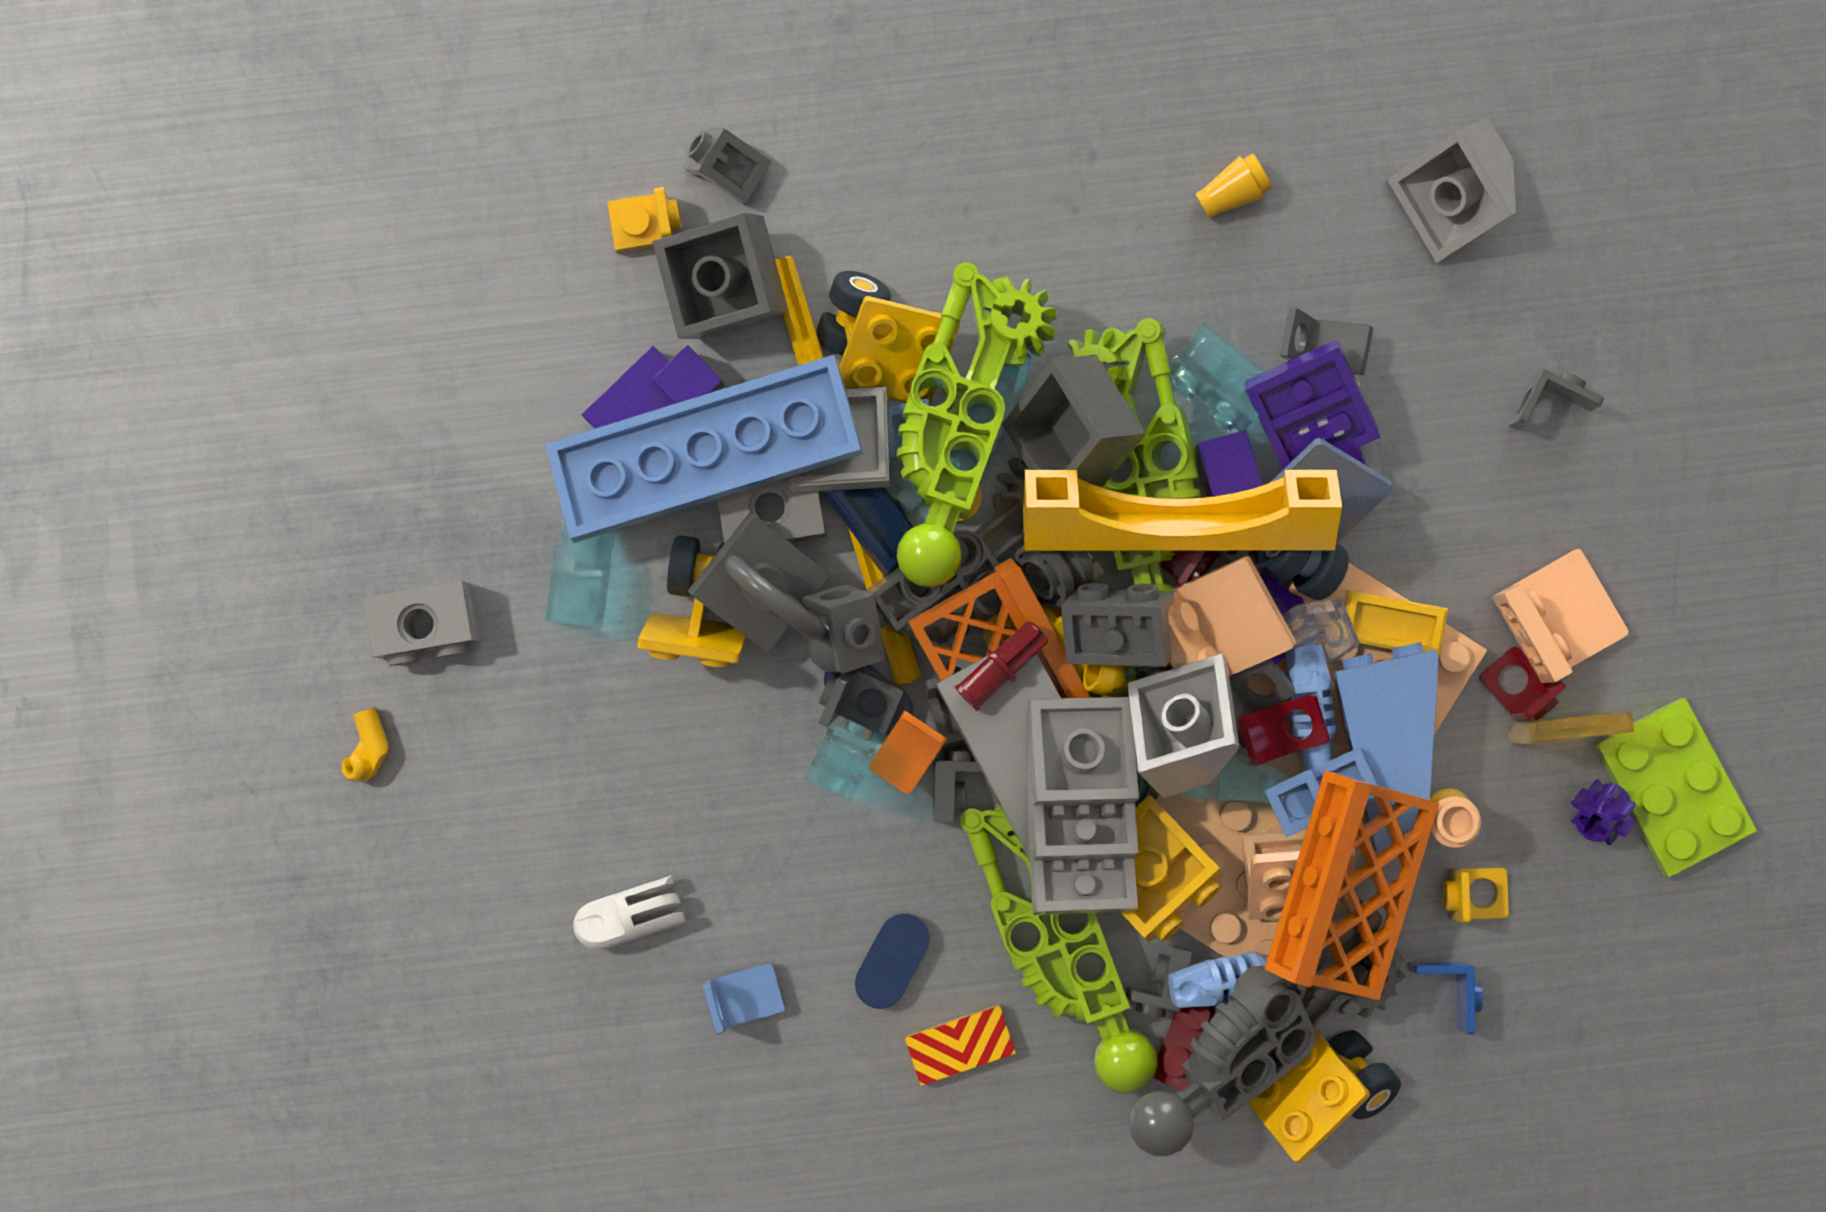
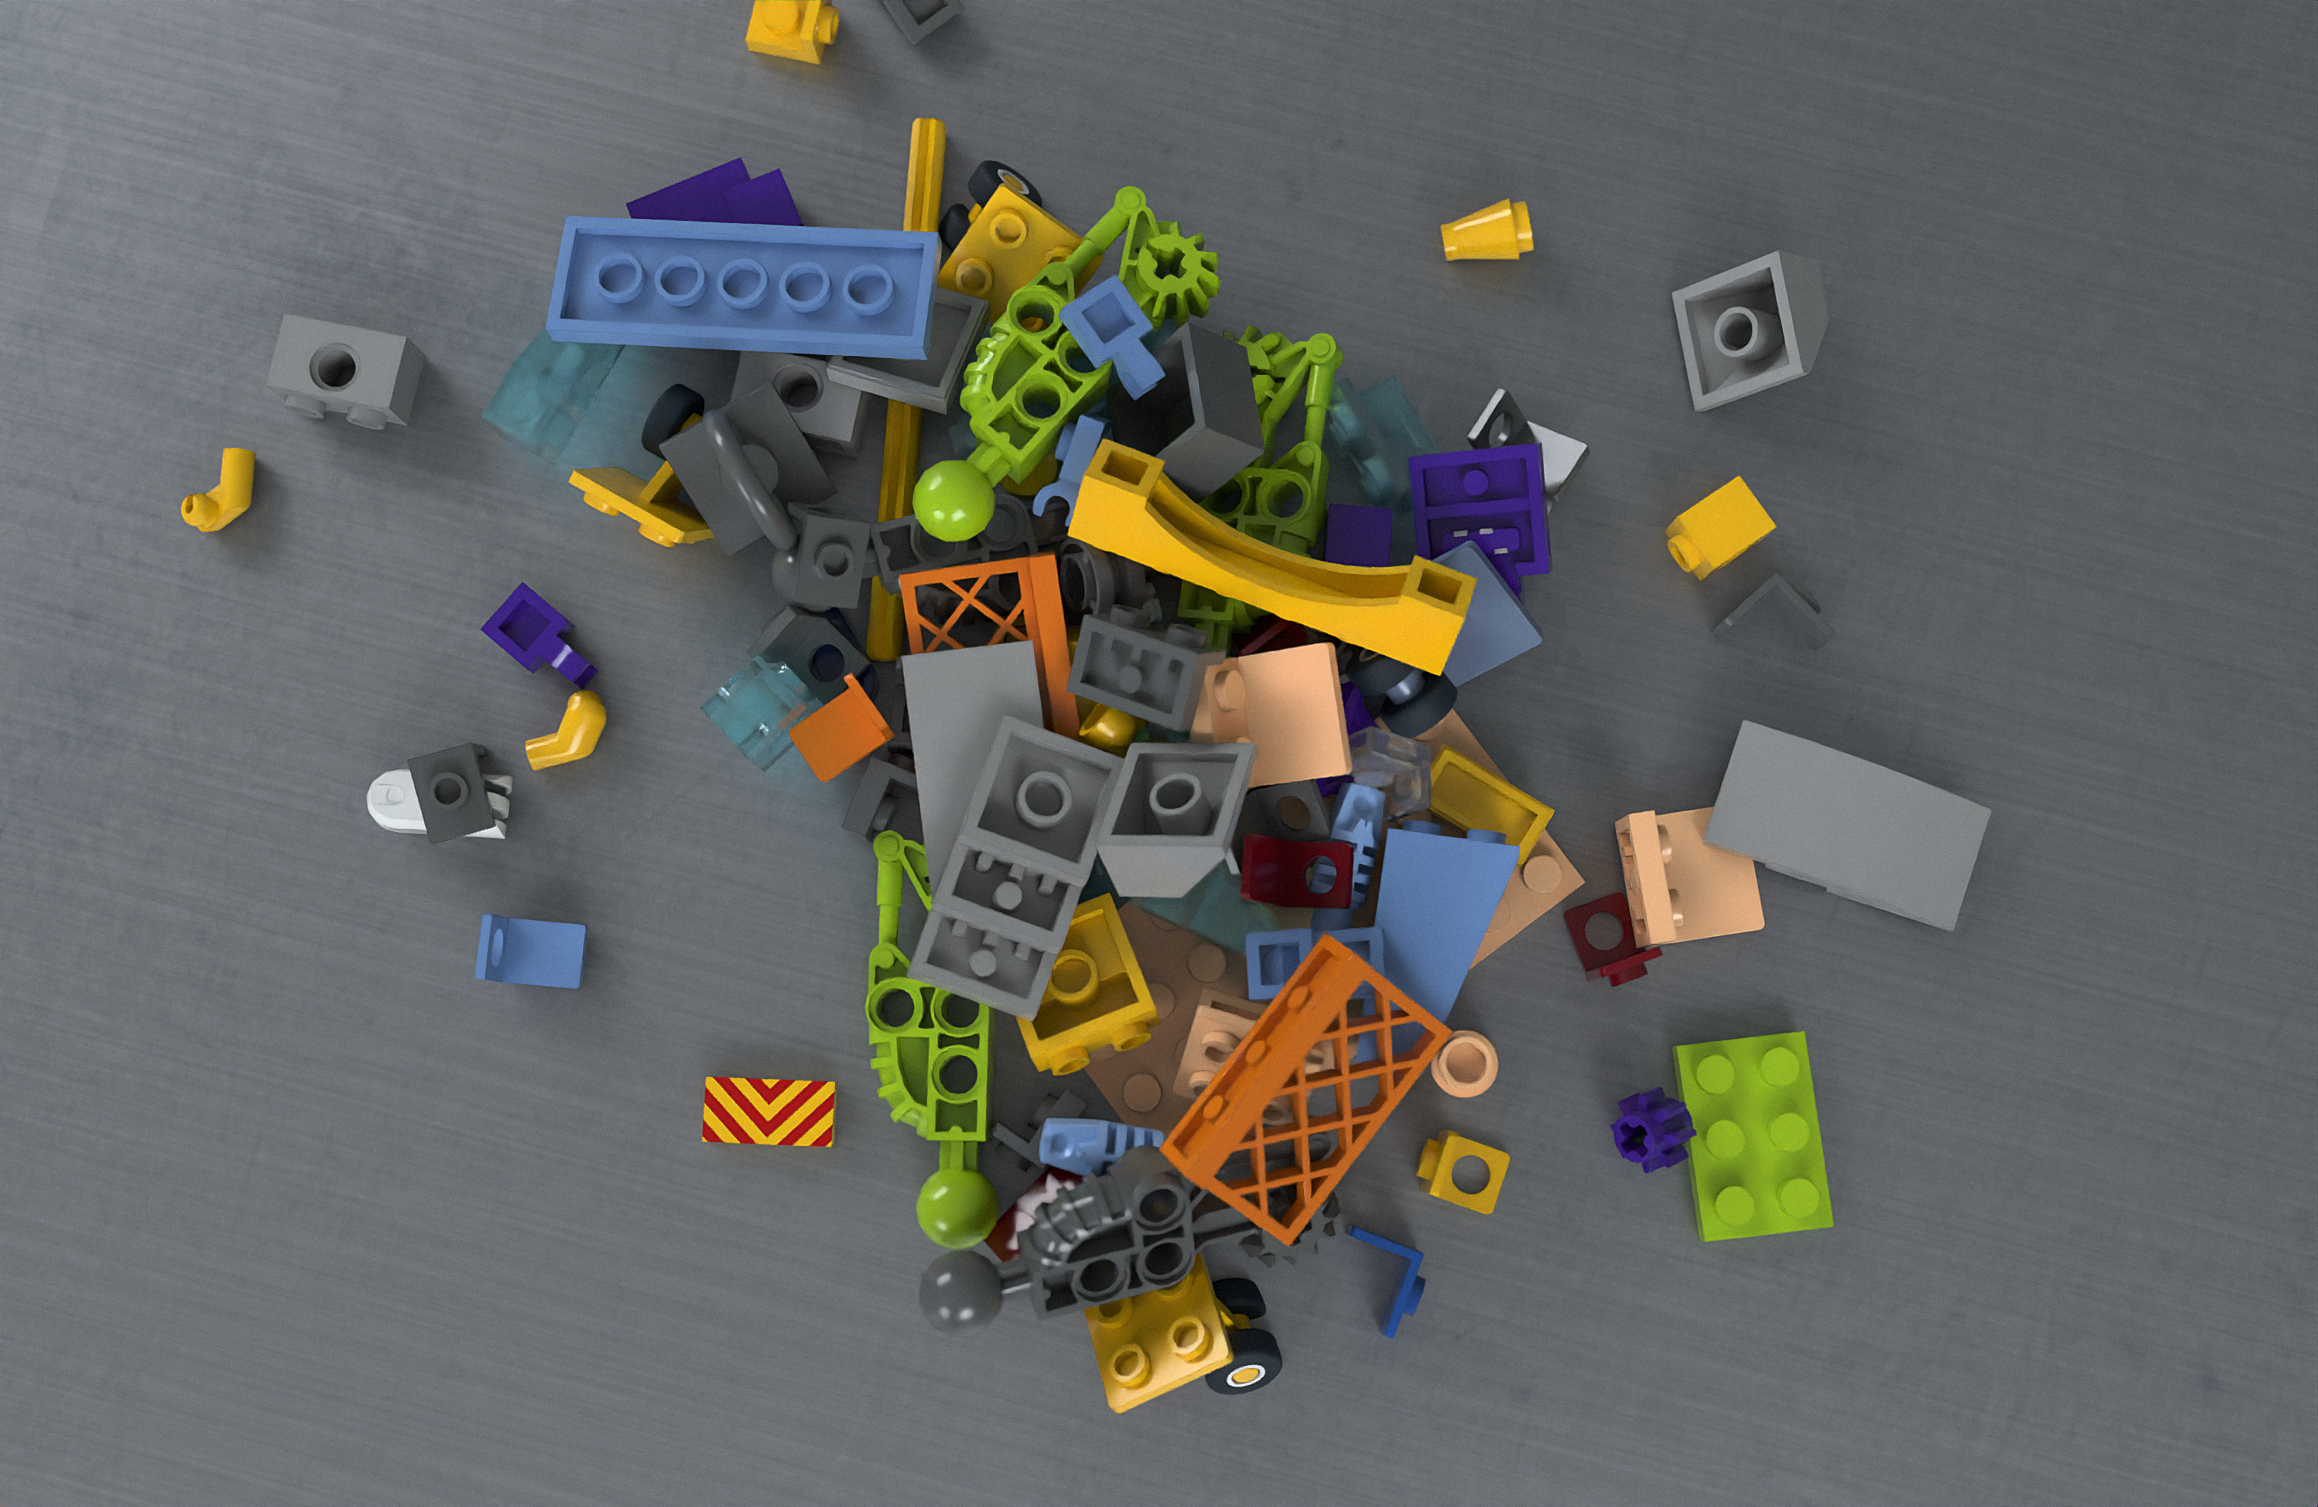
camera: 20 degrees right, 5 degrees down
(638, 905) = (452, 792): none -> dark grey bracket
(643, 763) = (535, 634): none -> dark purple plate
(706, 825) = (576, 735): none -> yellow arm
(720, 276) = (849, 106): dark grey brick -> none
(873, 521) = (910, 443): dark blue tile -> none
(892, 960) = (730, 979): dark blue tile -> none
(997, 384) = (1109, 328): none -> medium blue plate
(1002, 665) = (987, 660): dark red axle -> none
(1005, 480) = (1076, 449): none -> medium blue plate
(1488, 350) = (1718, 529): none -> yellow brick
(1570, 727) = (1651, 1009): clear yellow tile -> none
(1662, 535) = (1847, 825): none -> light grey slope

